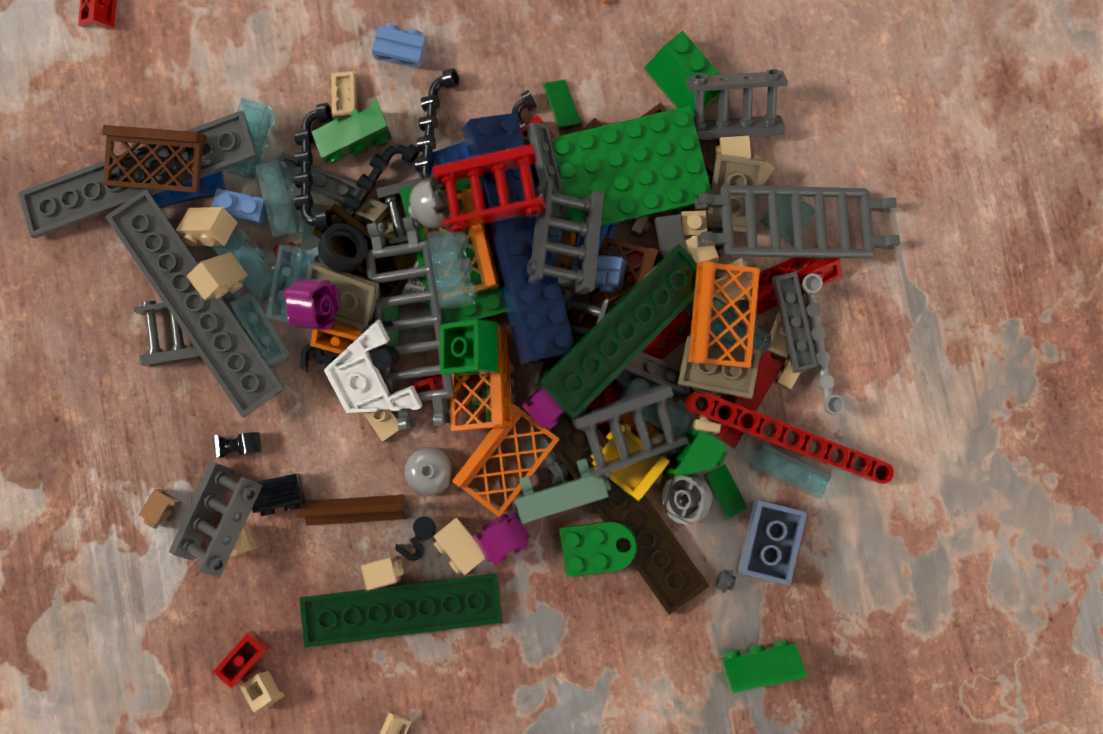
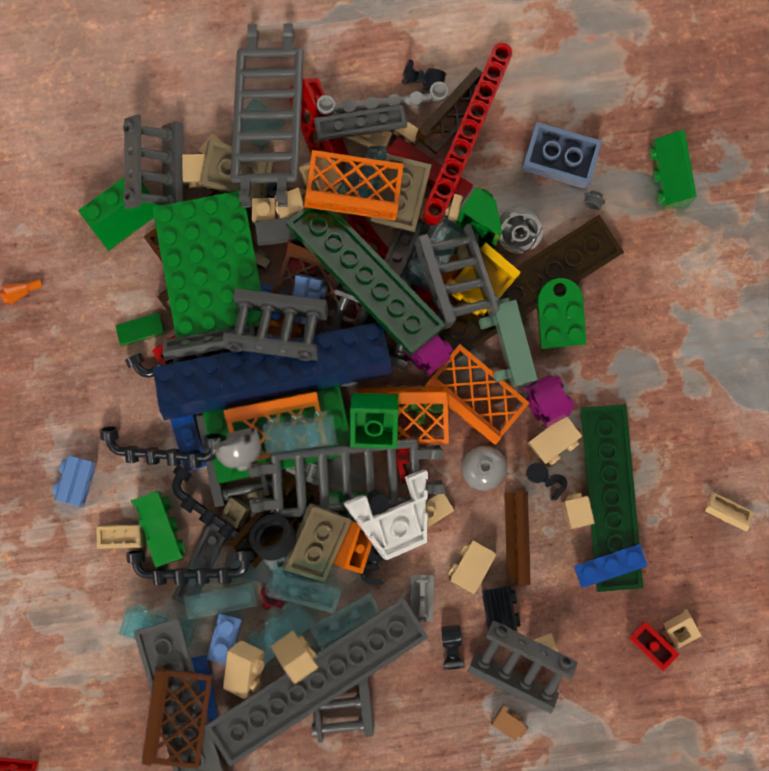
camera: 85 degrees left, 0 degrees up
(288, 411) = (422, 597): none -> light grey hinge
(311, 304) = (325, 567): magenta brick -> none
(322, 462) = (472, 567): none -> tan brick
(326, 611) = (610, 566): none -> blue plate
(473, 169) = (207, 382): red fence -> none
(557, 473) = (491, 348): dark grey plate -> none
(725, 491) = (515, 195): green slope -> none
(790, 471) = (497, 136): clear light blue brick -> none
(813, 412) = (444, 110): none -> dark brown fence
(849, 392) = (427, 77): none -> black leg

